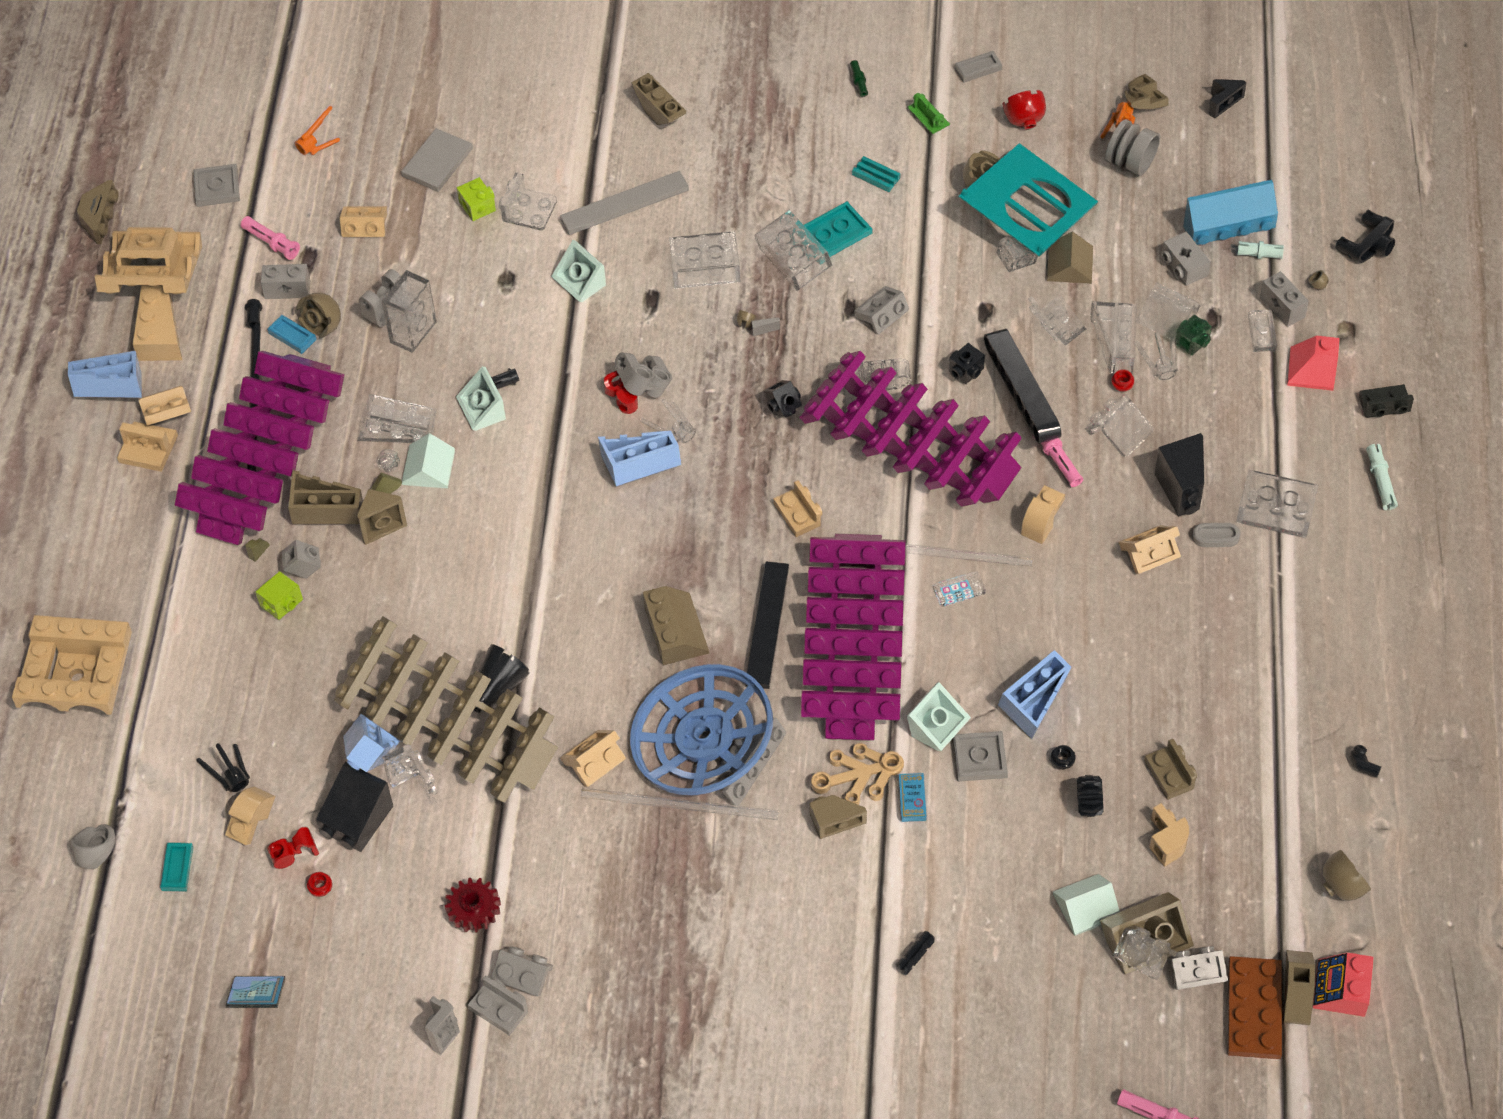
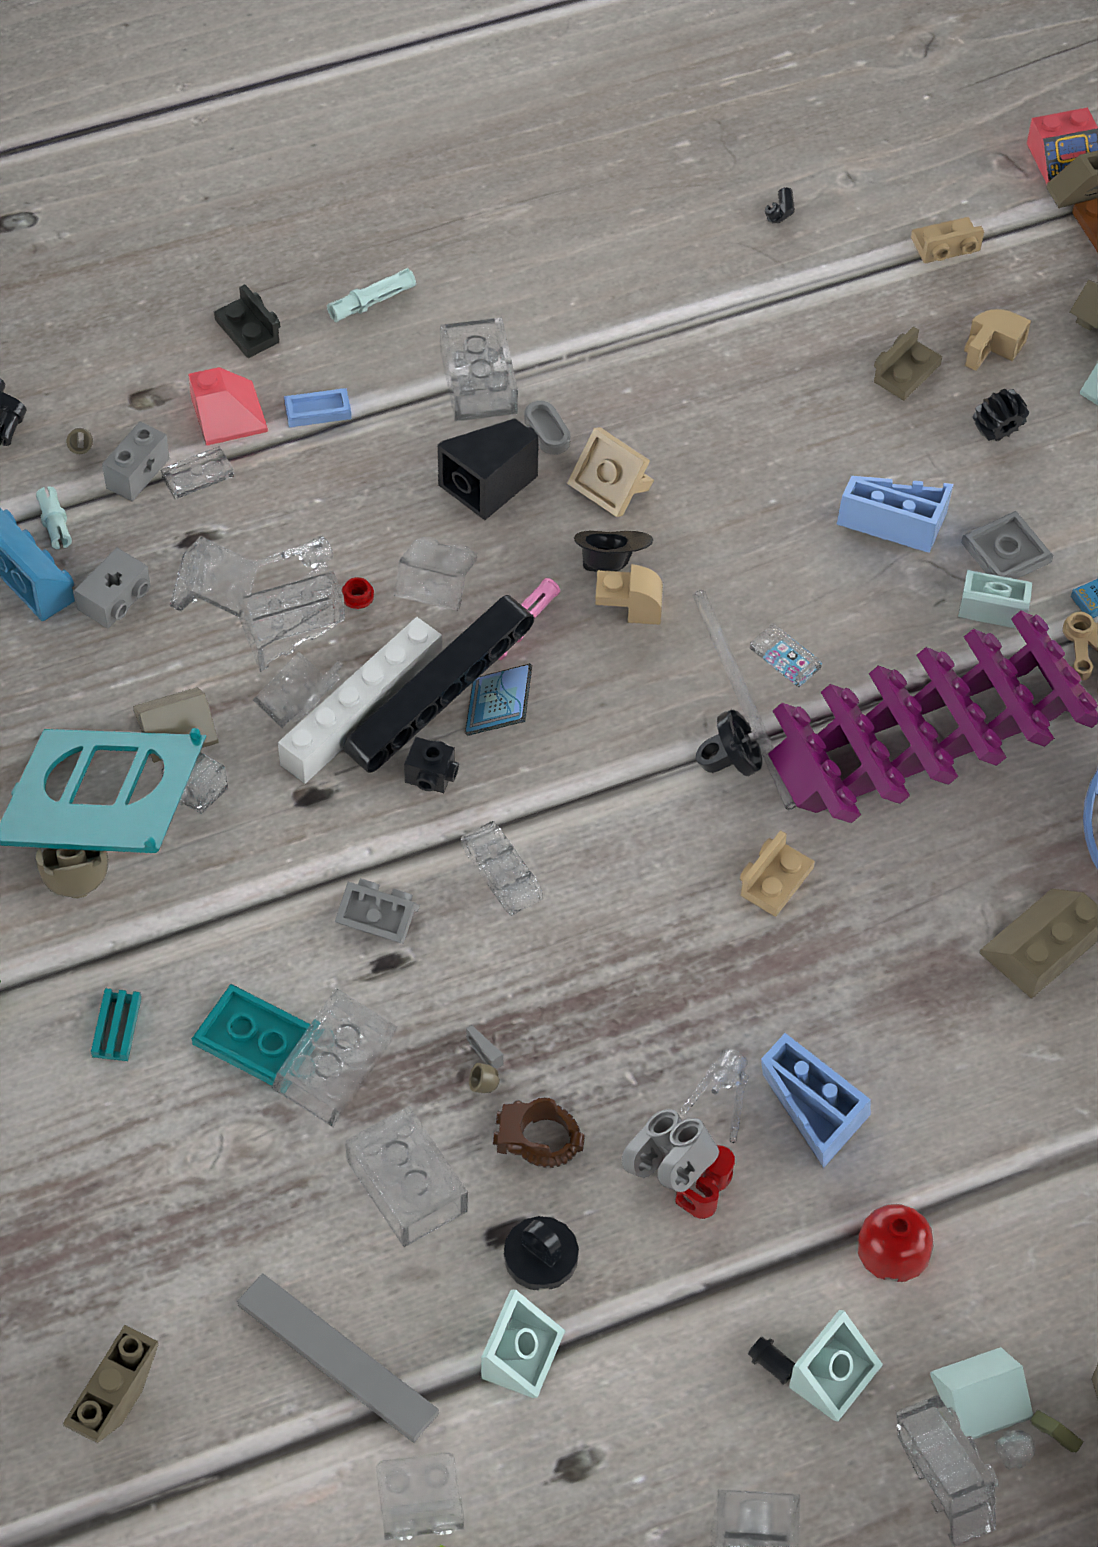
camera: 120 degrees left, 0 degrees up
(534, 463) = (895, 1242): none -> red cylinder
(628, 306) = (541, 1253): none -> black tile
(700, 315) = (517, 1116): none -> reddish brown piece
(768, 622) = (970, 839): black tile -> none
(783, 398) = (602, 960): black brick -> none
(896, 519) = (733, 746): none -> black tile
(987, 481) = (579, 896): magenta piece -> none
(999, 416) = (499, 699): none -> piece
(1035, 349) = (329, 725): none -> white brick
(1063, 751) = (957, 467): black plate -> none
(1089, 517) = (610, 549): none -> black piece
(1193, 334) = (248, 533): clear green brick -> none
(1284, 857) = (947, 239): none -> tan bracket
(1293, 415) = (317, 407): none -> light blue tile
(1343, 878) = (947, 175): dark tan cylinder -> none

